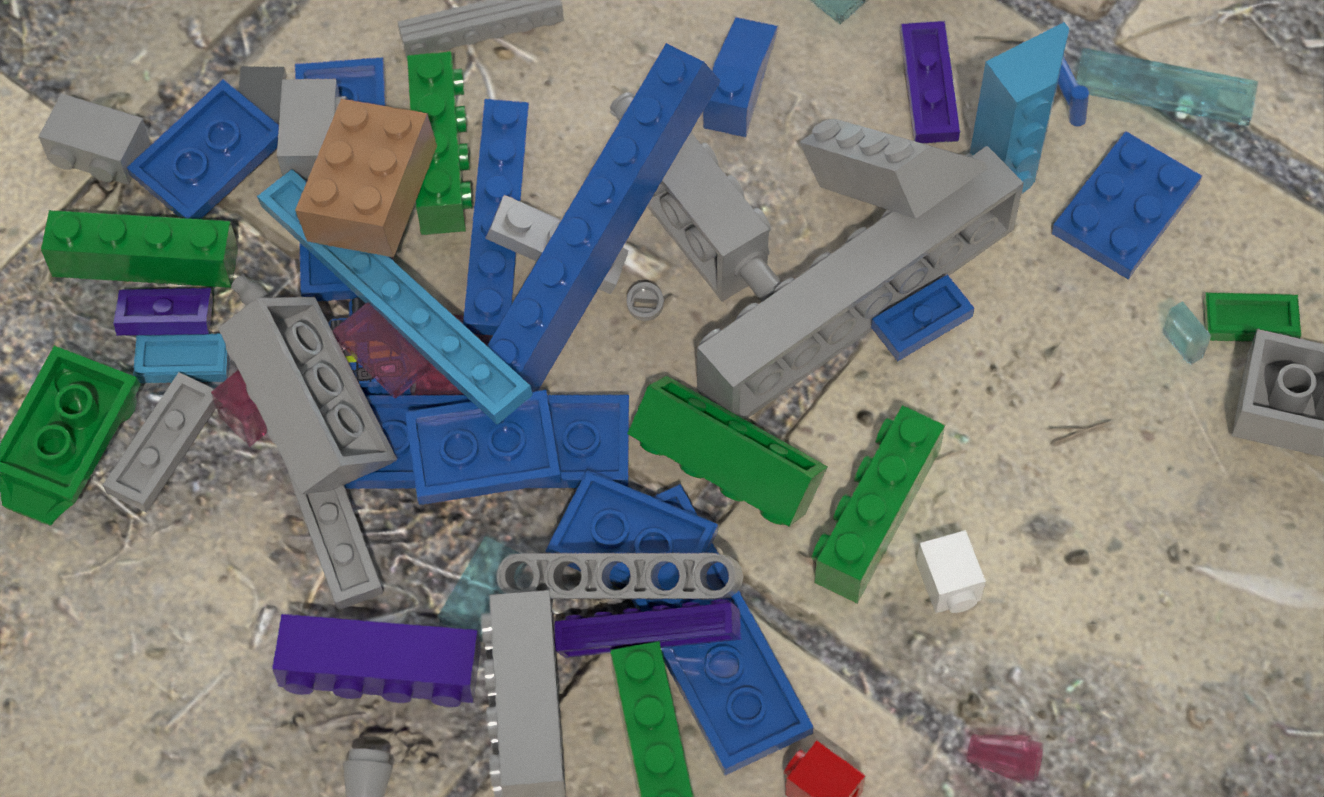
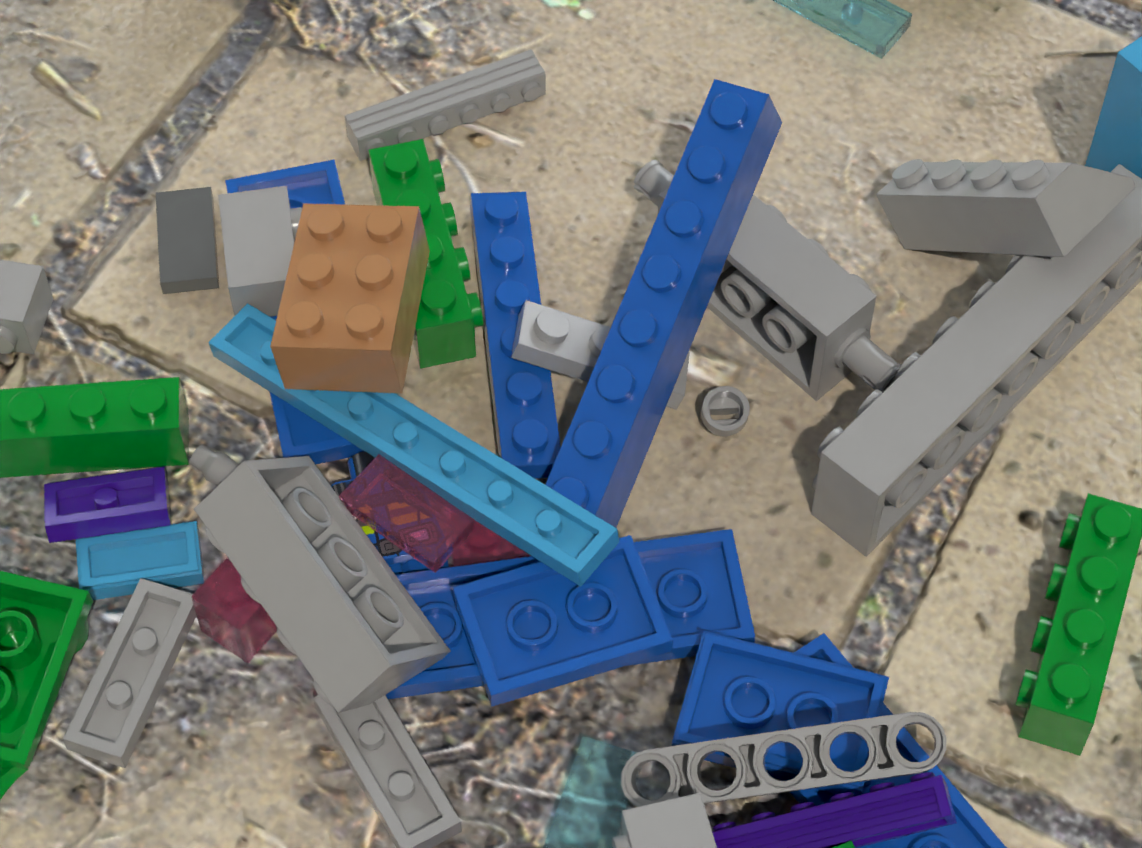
camera: 10 degrees left, 5 degrees down
(206, 152) = (130, 300): blue plate -> none
(726, 451) = (875, 583): green brick -> none
(741, 73) = (785, 165): blue slope -> none
(922, 317) = (1074, 386): blue plate -> none
(930, 82) = (1008, 102): dark purple plate -> none

